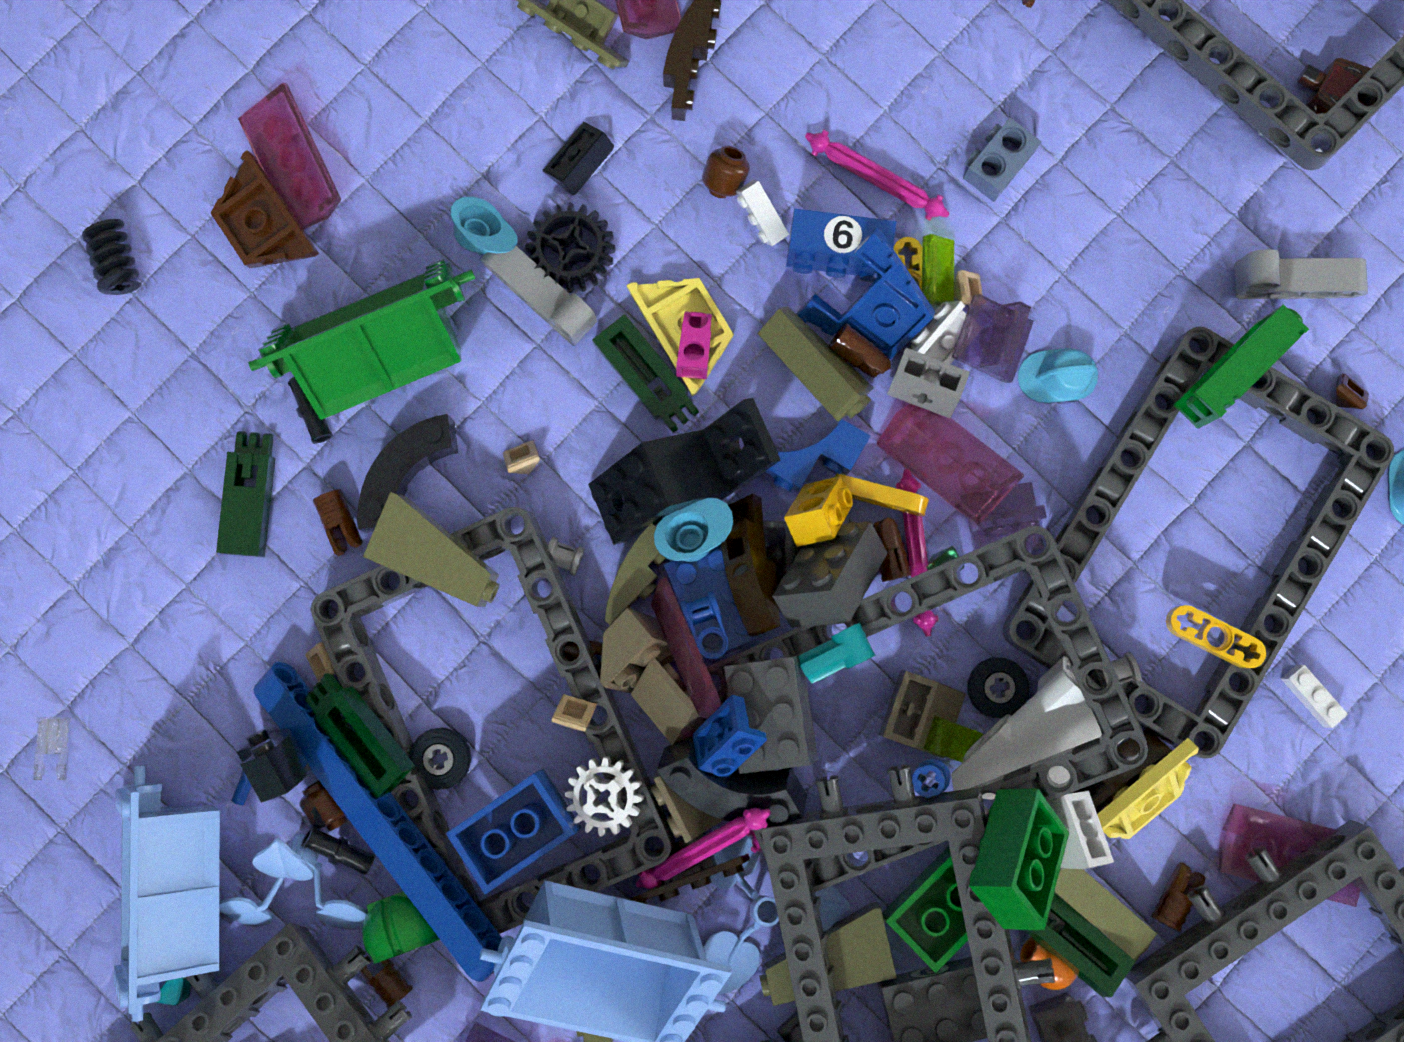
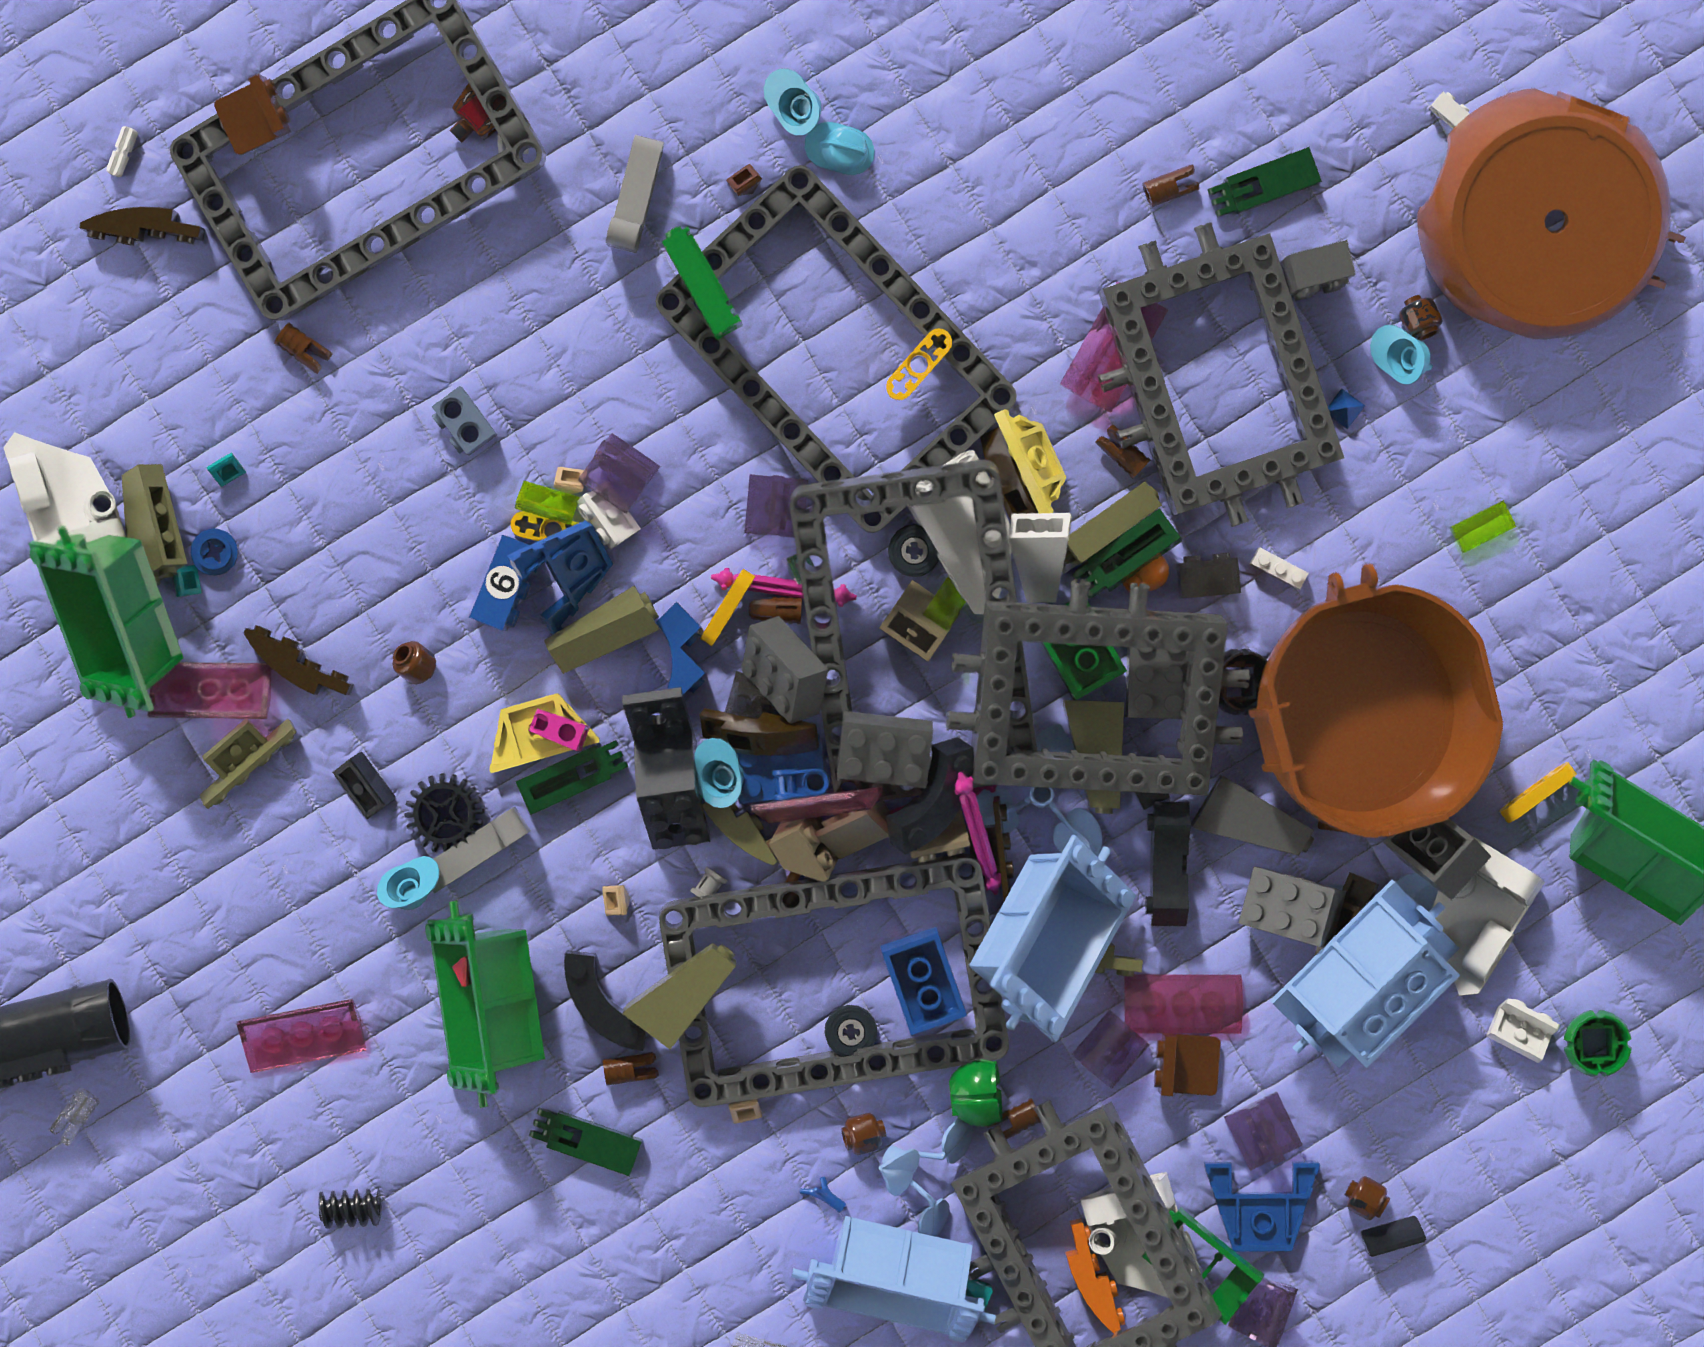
camera: 75 degrees left, 5 degrees up
(259, 219) = (349, 1073): reddish brown wing -> none
(273, 763) = (817, 1163): black brick -> none
(317, 428) = (528, 1071): black pin -> none
(338, 850) = (903, 1132): black pin -> none
(371, 747) = (825, 1083): dark green hinge -> none
(384, 828) = (883, 1091): blue beam -> none
(574, 713) = (842, 909): tan slope -> none
(614, 807) = (903, 907): white gear -> none
(726, 739) = (895, 792): blue bracket -> none
(761, 213) = (458, 641): white piece -> none
(819, 511) = (729, 664): yellow brick -> none
(844, 650) = (850, 679): teal piece -> none
(859, 351) = (600, 590): reddish brown hinge -> none
(877, 175) = (448, 531): dark pink wheel -> none
(928, 383) = (644, 541): light grey brick -> none
(942, 776) = (967, 629): blue bush -> none
(949, 461) = (712, 541): clear pink slope -> none
(1019, 859) = (1044, 591): green brick -> none
(1058, 375) = (664, 423): medium azure piece -> none
(1125, 668) = (925, 453): light grey bush -> none
(1314, 696) = (990, 289): white piece -> none

